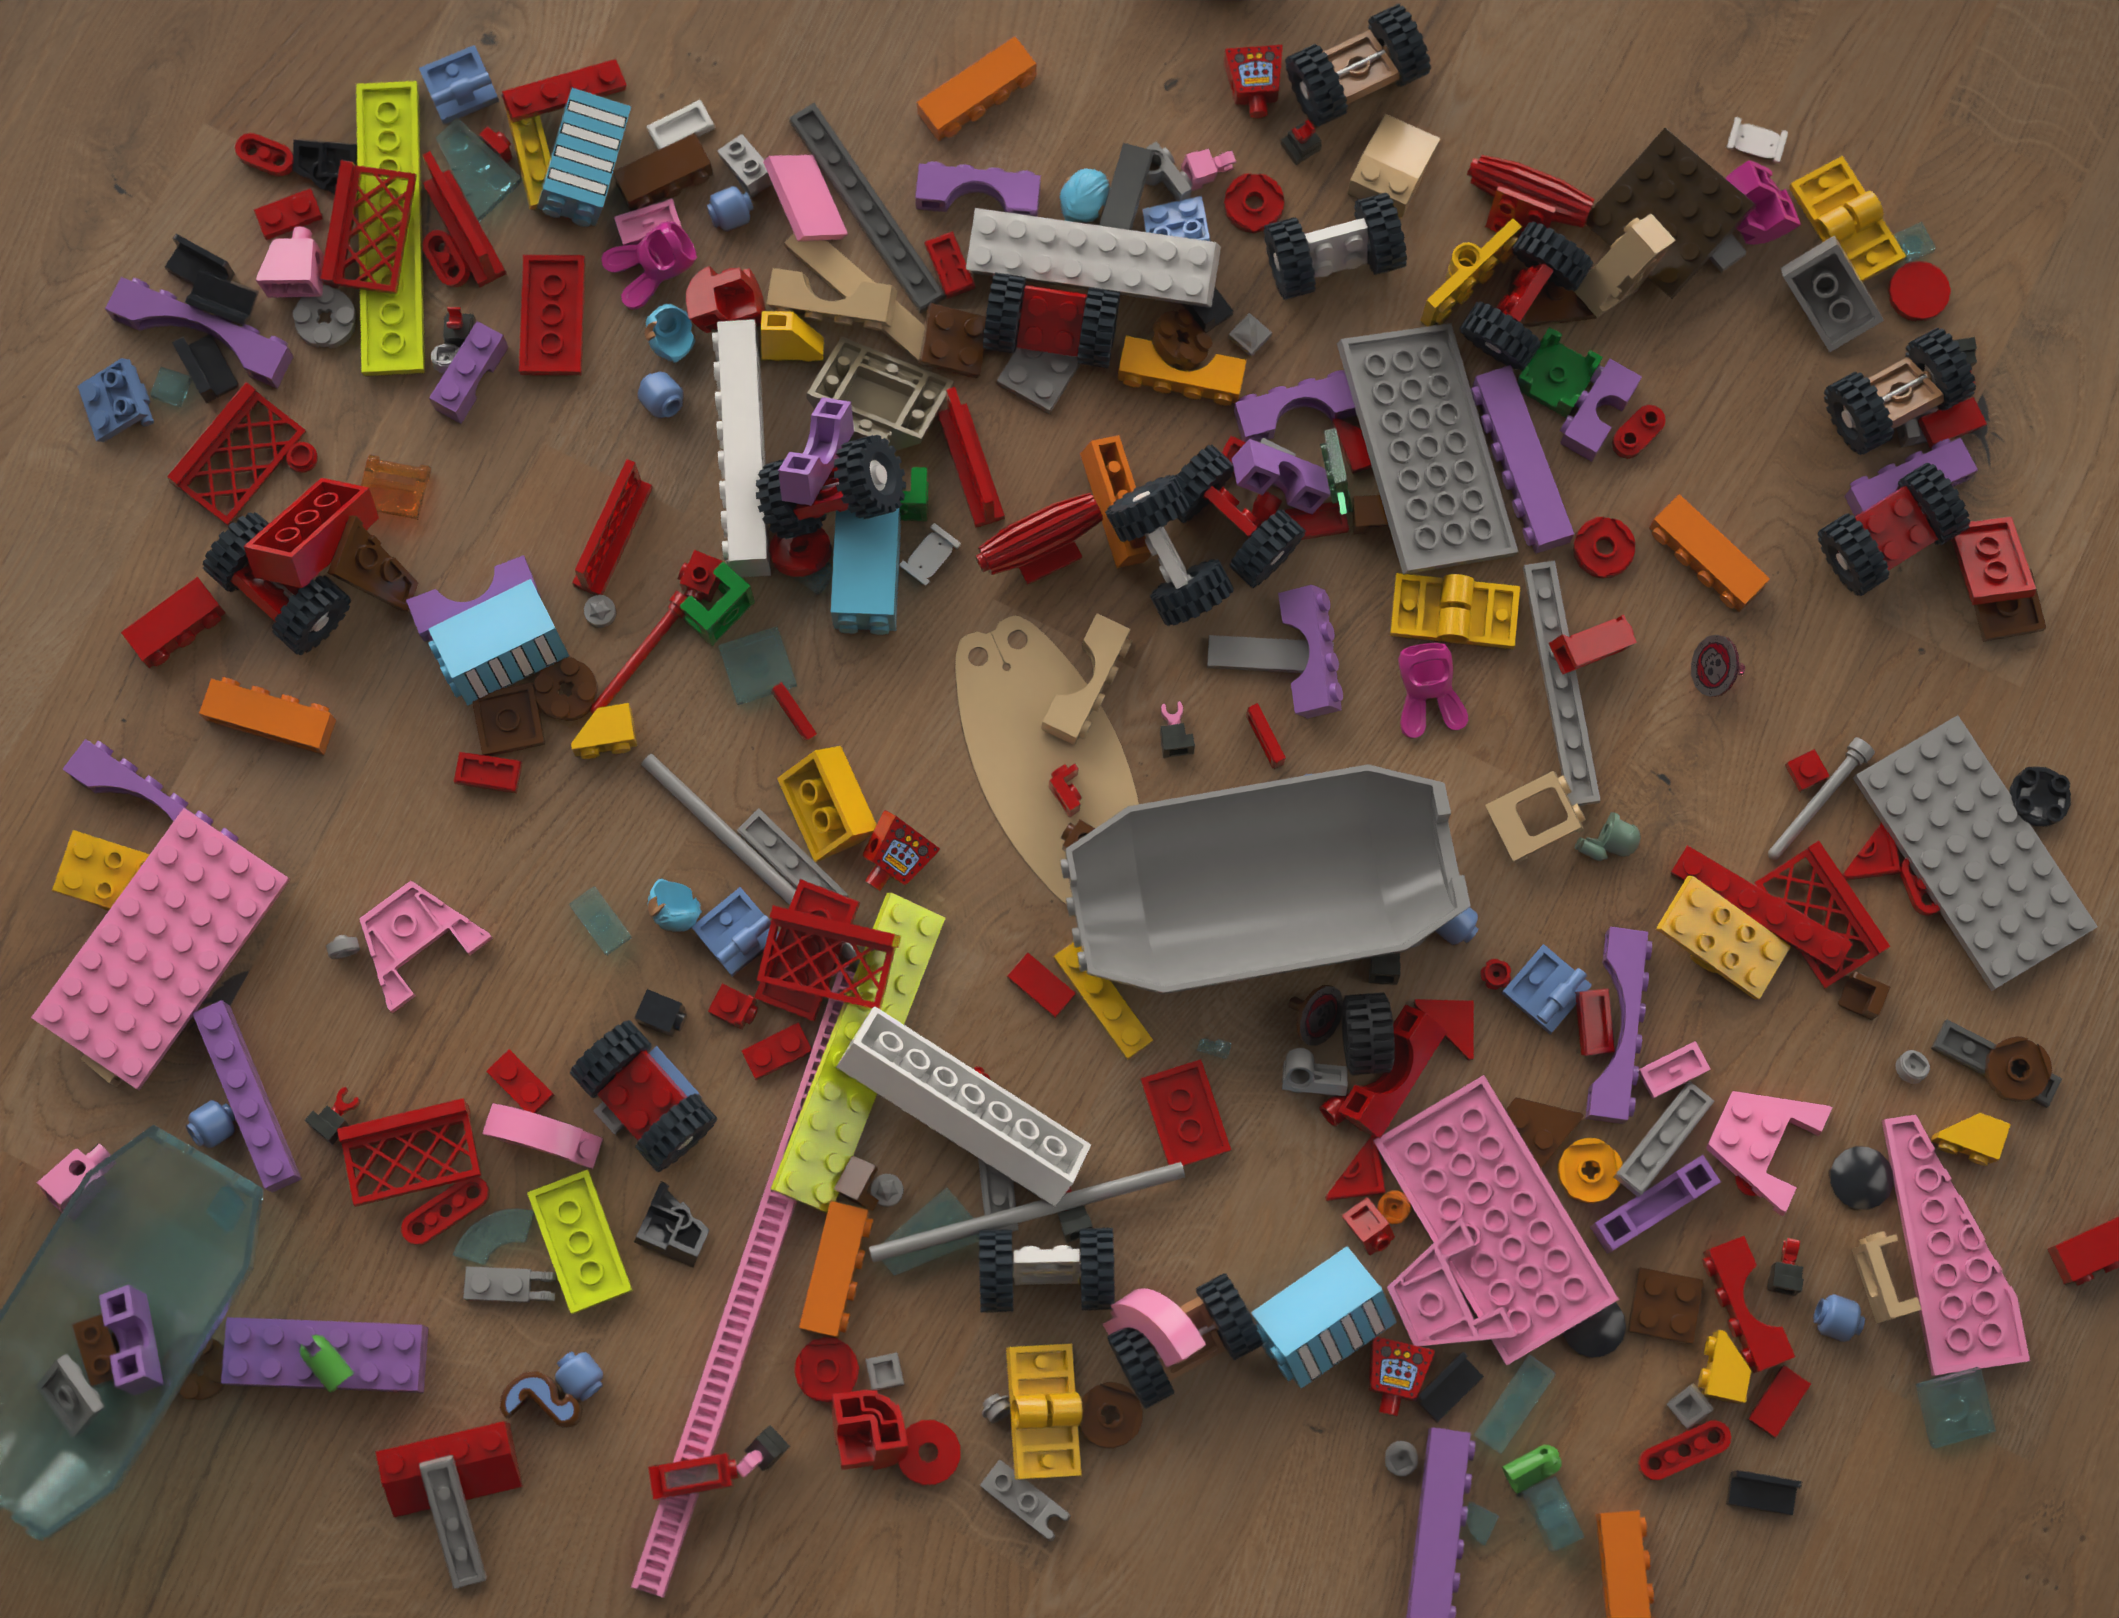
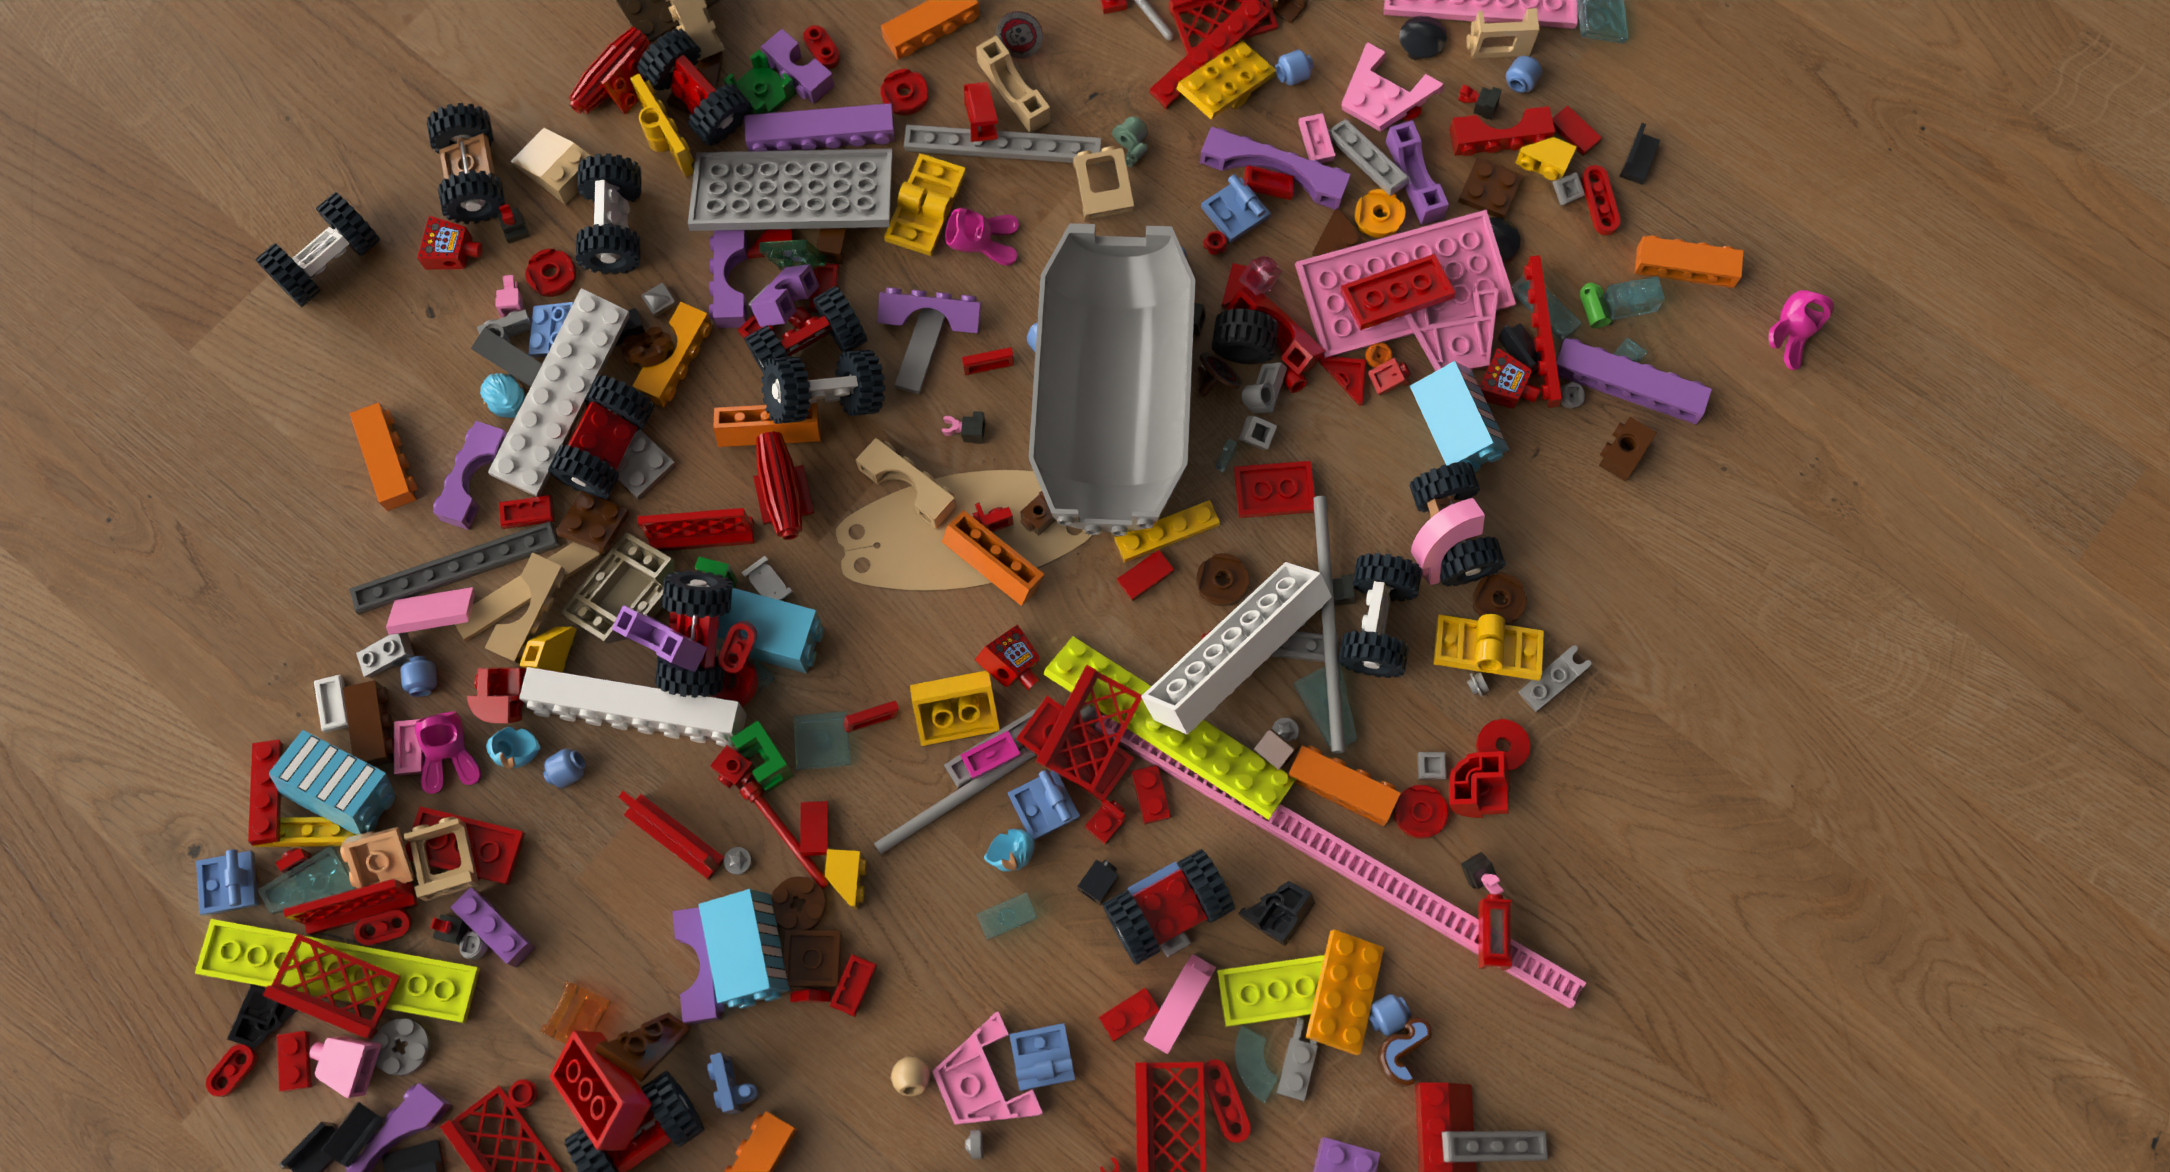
camera: 75 degrees left, 5 degrees down
(342, 668) = (729, 1095): none -> medium blue plate
(400, 858) = (910, 1076): none -> tan piece
(451, 996) = (1042, 1057): none -> medium blue plate
(466, 732) = (809, 996): none -> red tile
(507, 312) = (447, 882): none -> tan window
(512, 229) = (377, 858): none -> light nougat plate
(592, 1319) = (1345, 992): none -> light orange plate
(653, 683) = (813, 828): none -> red tile
(777, 856) = (990, 755): none -> dark pink plate
(830, 539) = (739, 645): none -> red plate
(1014, 801) = (992, 558): none -> orange brick
(1042, 1064) = (1230, 592): none -> reddish brown plate
(1249, 1076) = (1257, 432): none -> light grey brick
(1324, 1538) = (1622, 462): none -> reddish brown brick
(1455, 1035) = (1260, 275): none -> clear pink brick
(1472, 1208) = (1397, 292): none -> red plate
(1484, 1398) = (1544, 341): none -> red plate
(1643, 675) = (999, 68): none -> tan arch
(1766, 1020) = (1294, 67): none -> medium blue head

